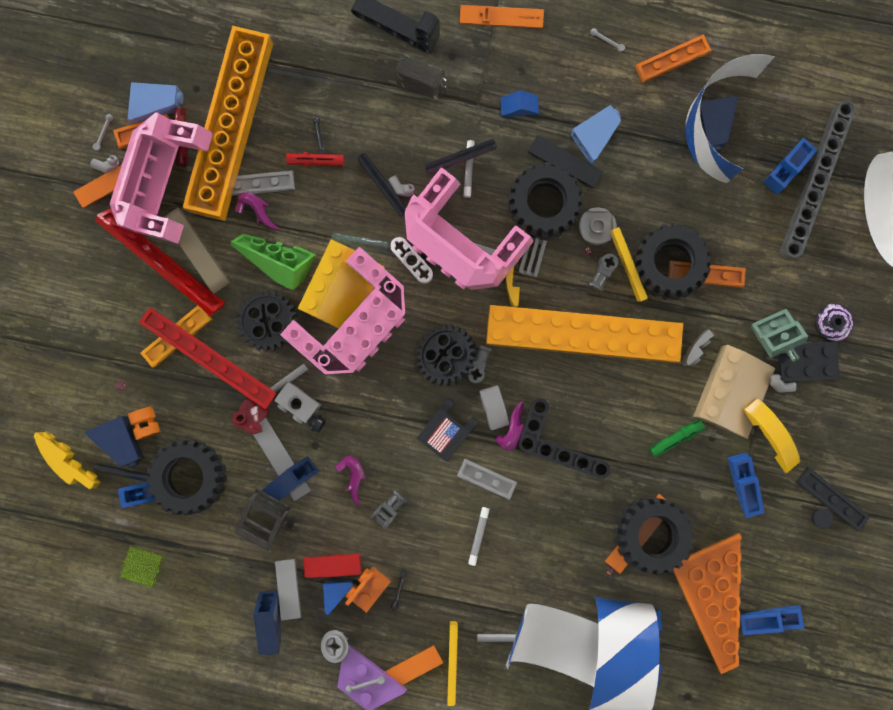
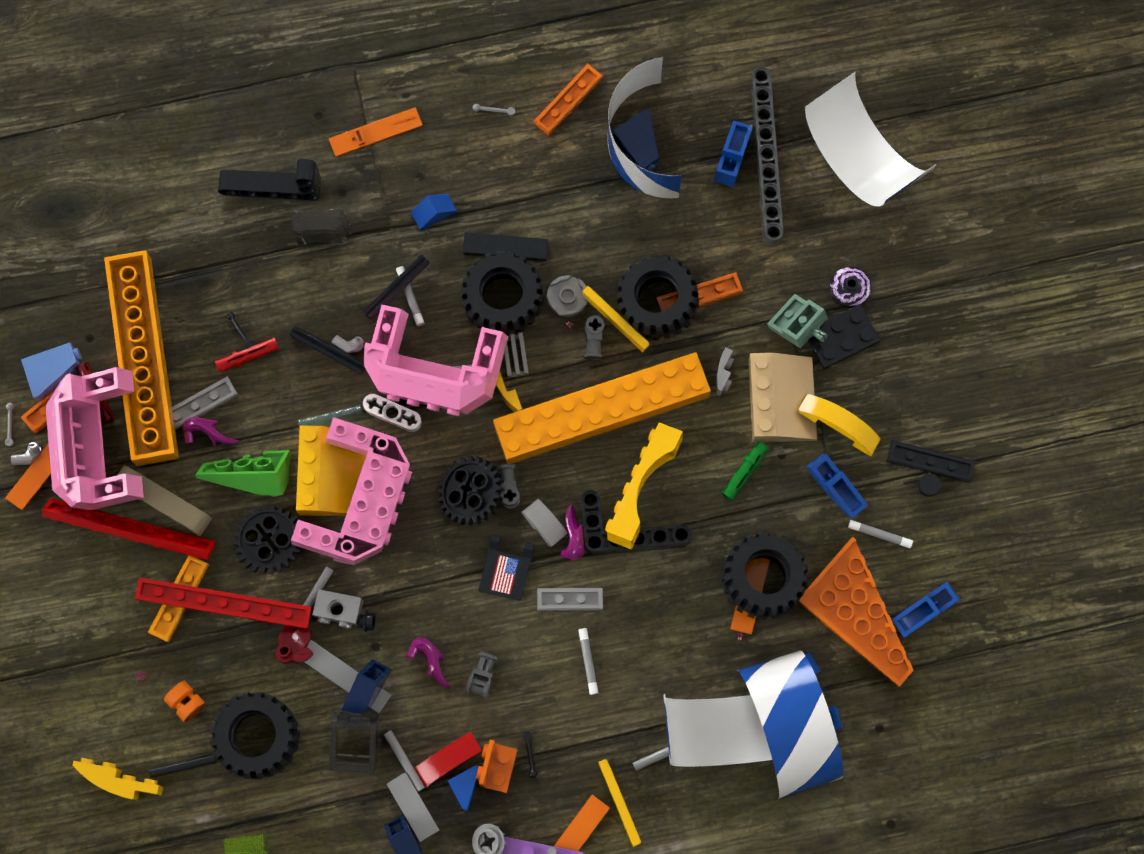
camera: 25 degrees left, 10 degrees down
(117, 441) = (163, 733): dark blue slope -> none
(135, 495) = (210, 779): blue slope -> none
(297, 549) = (403, 759): none -> light grey bar
(595, 132) = (523, 204): medium blue slope -> none
(617, 390) = (661, 449): none -> yellow arch
(763, 540) = (880, 534): none -> light grey bar
(780, 386) = (825, 372): light grey arm -> none

